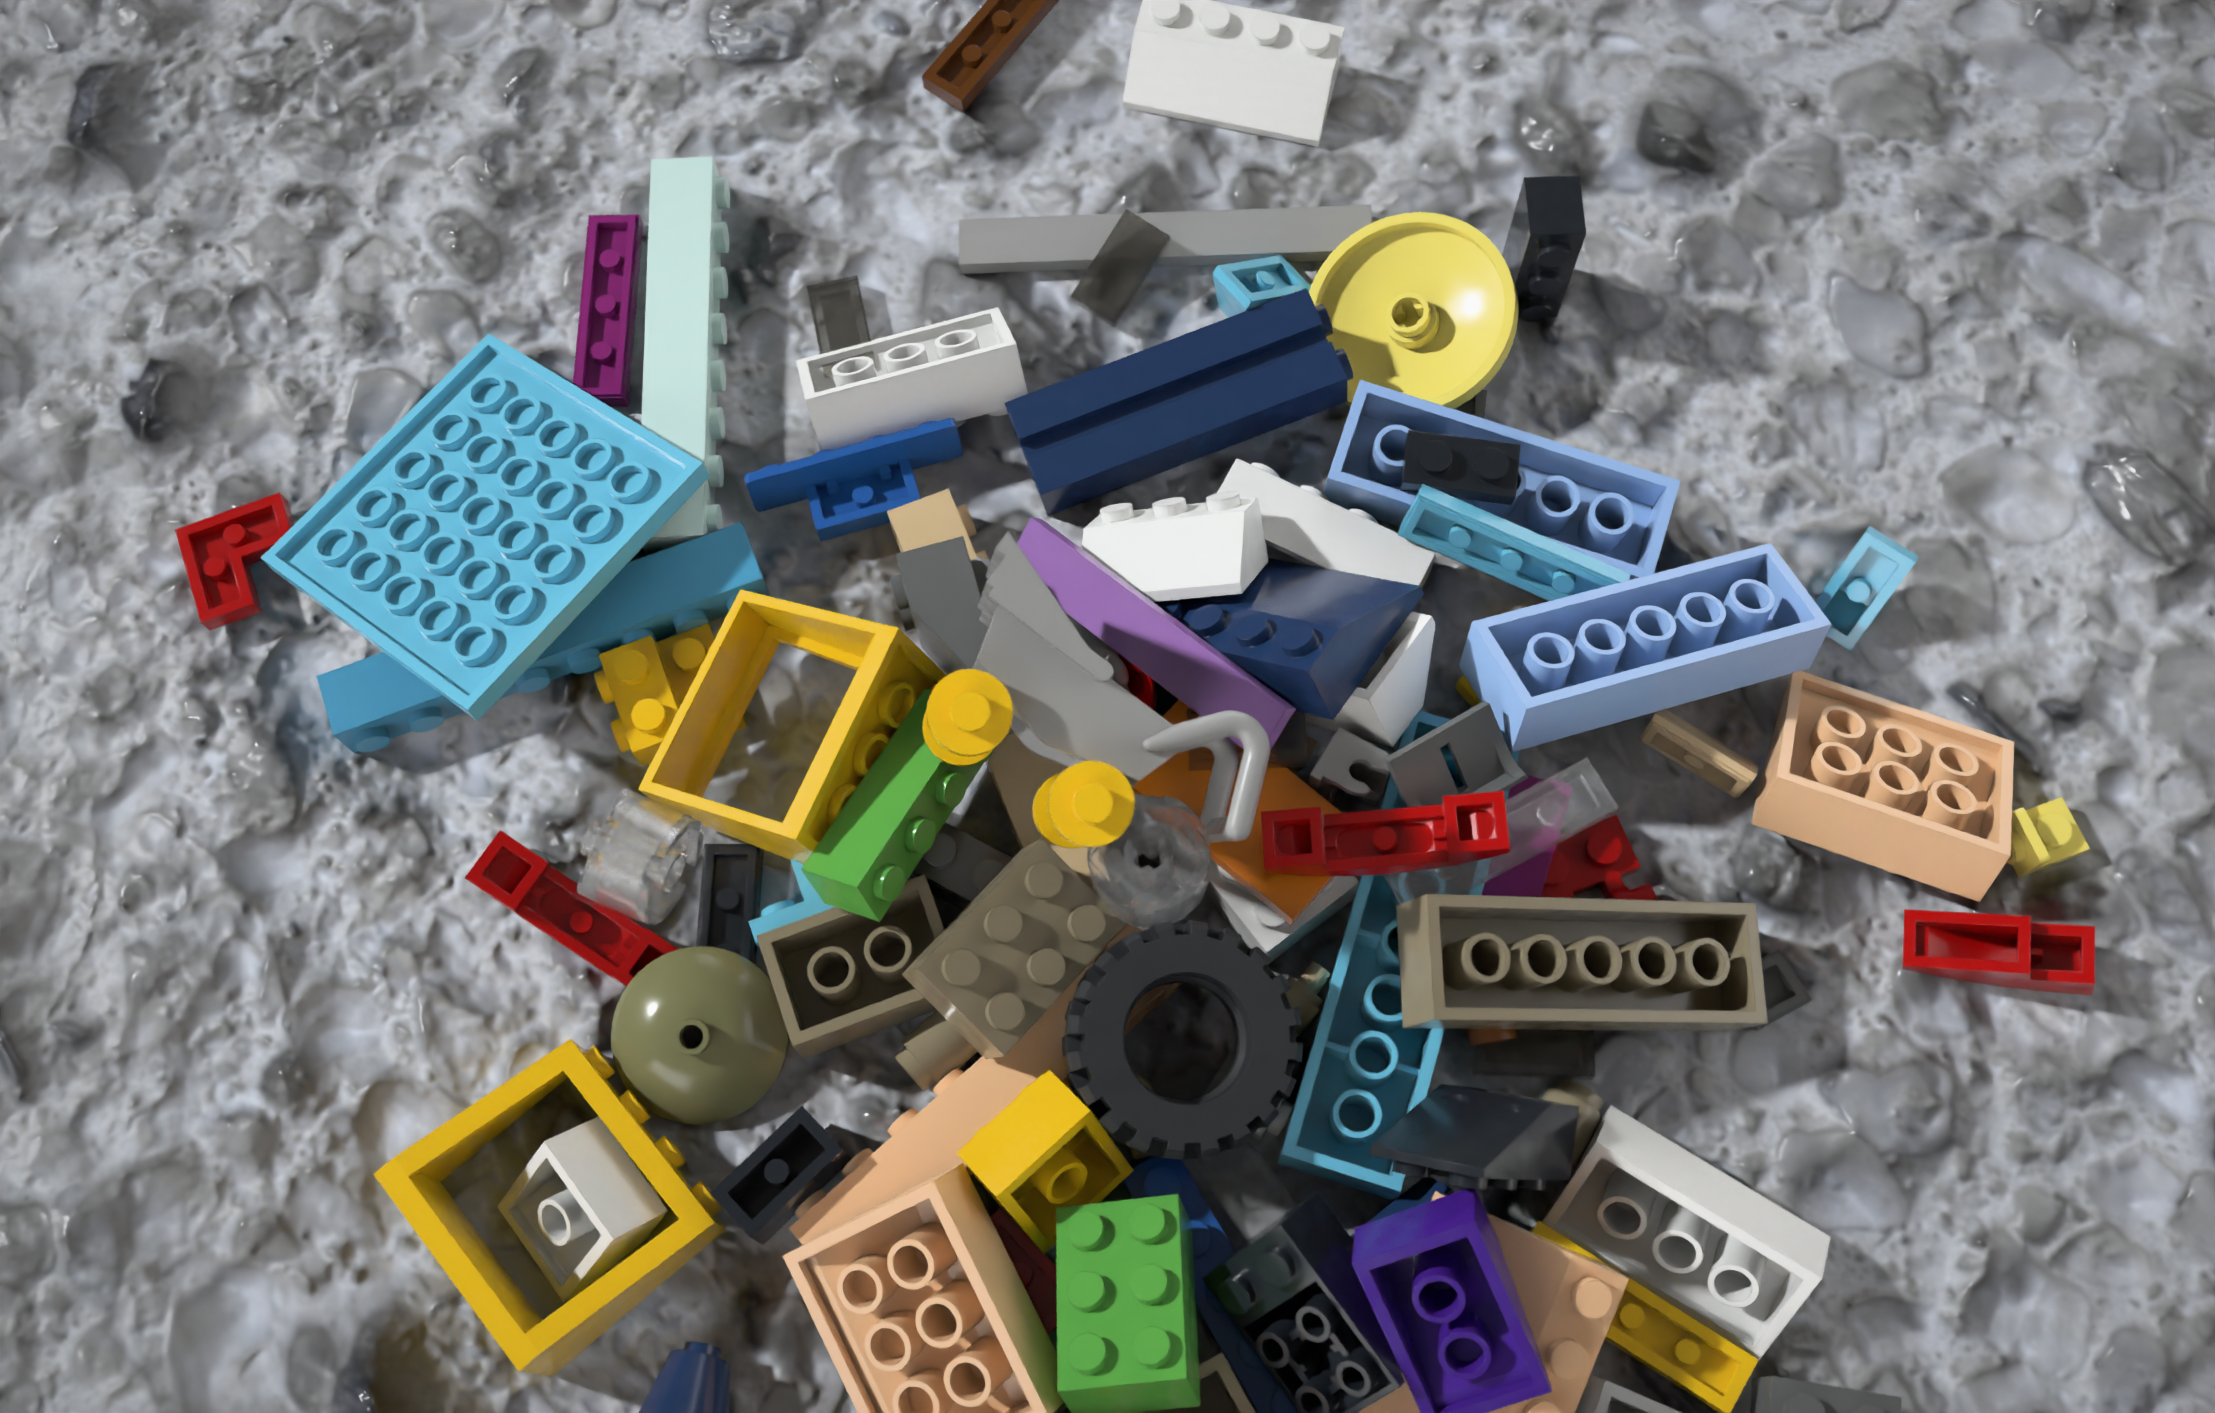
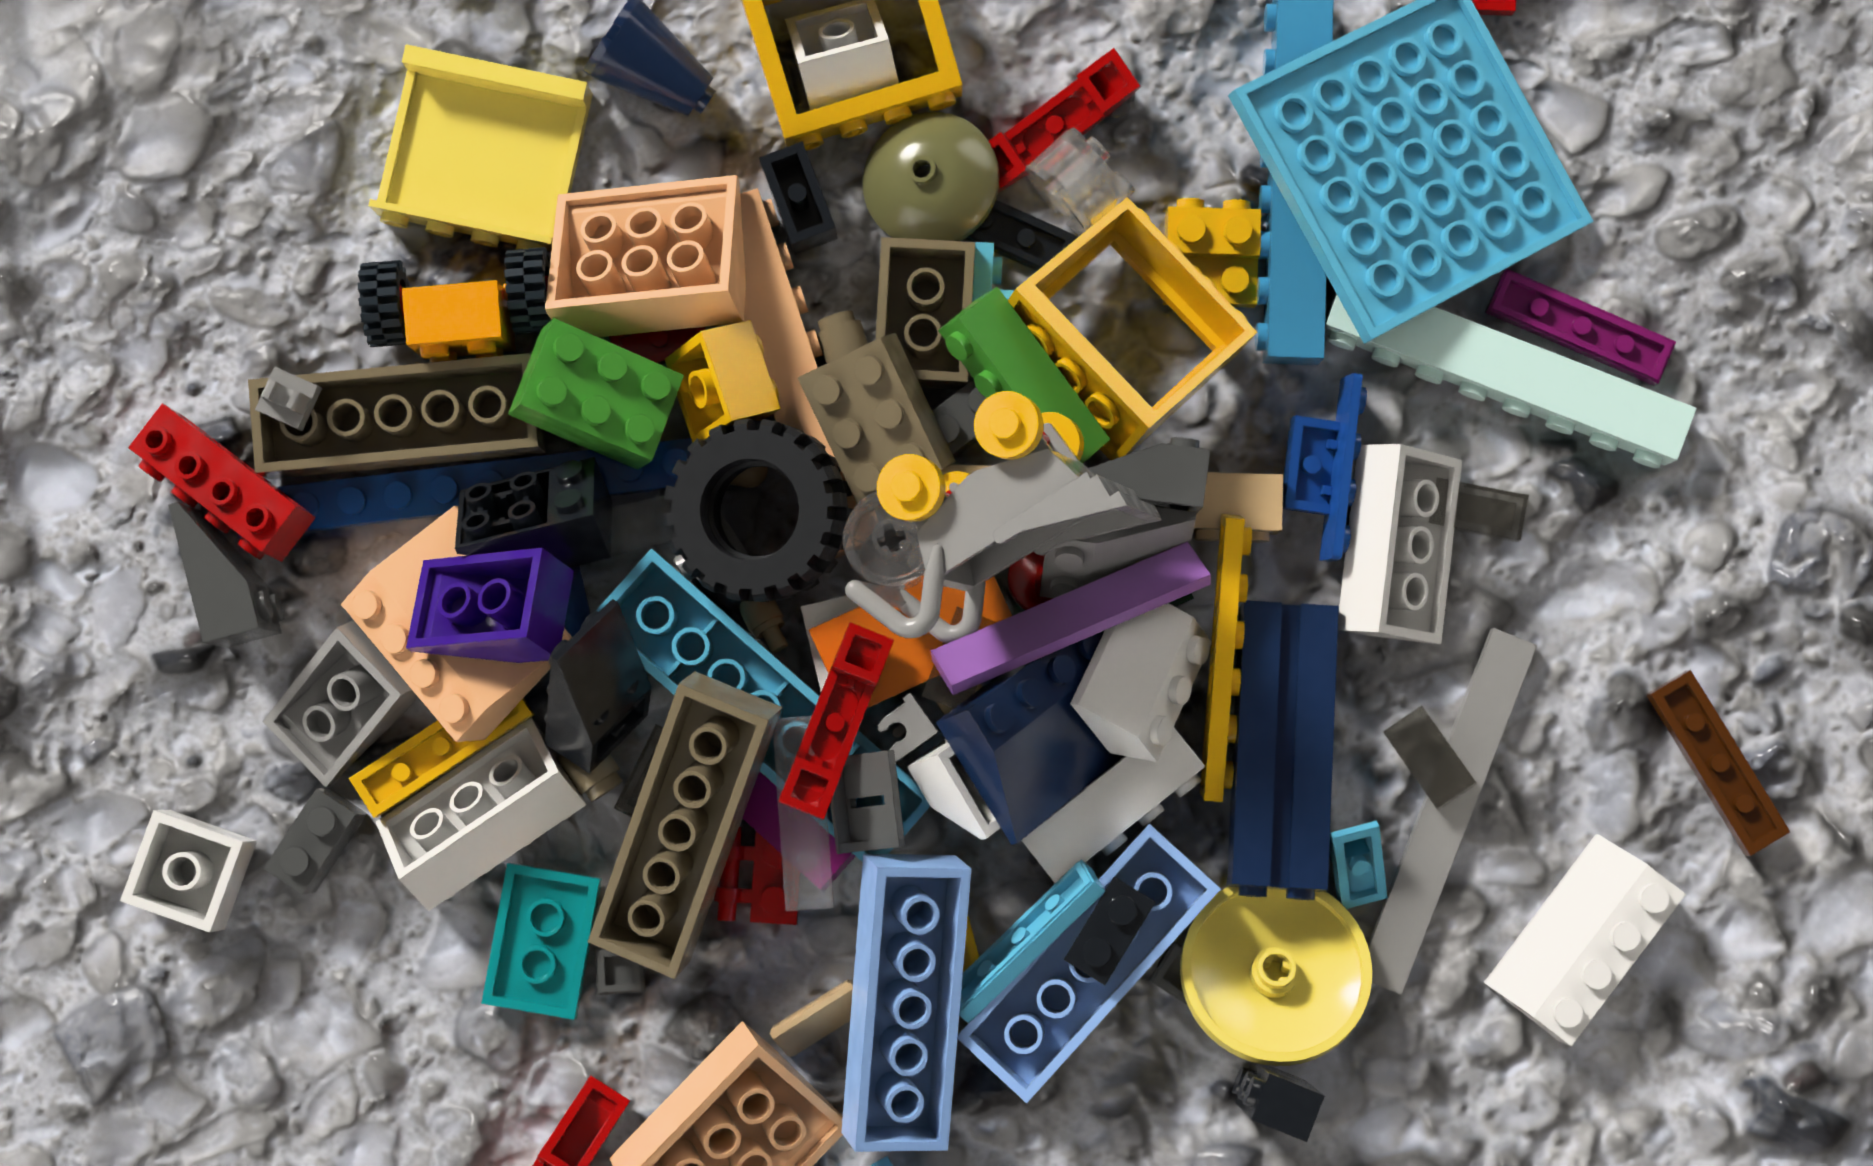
camera: 110 degrees right, 15 degrees up
(1082, 495) = (1226, 636): none -> yellow plate
(1787, 1090) = (541, 941): none -> teal plate

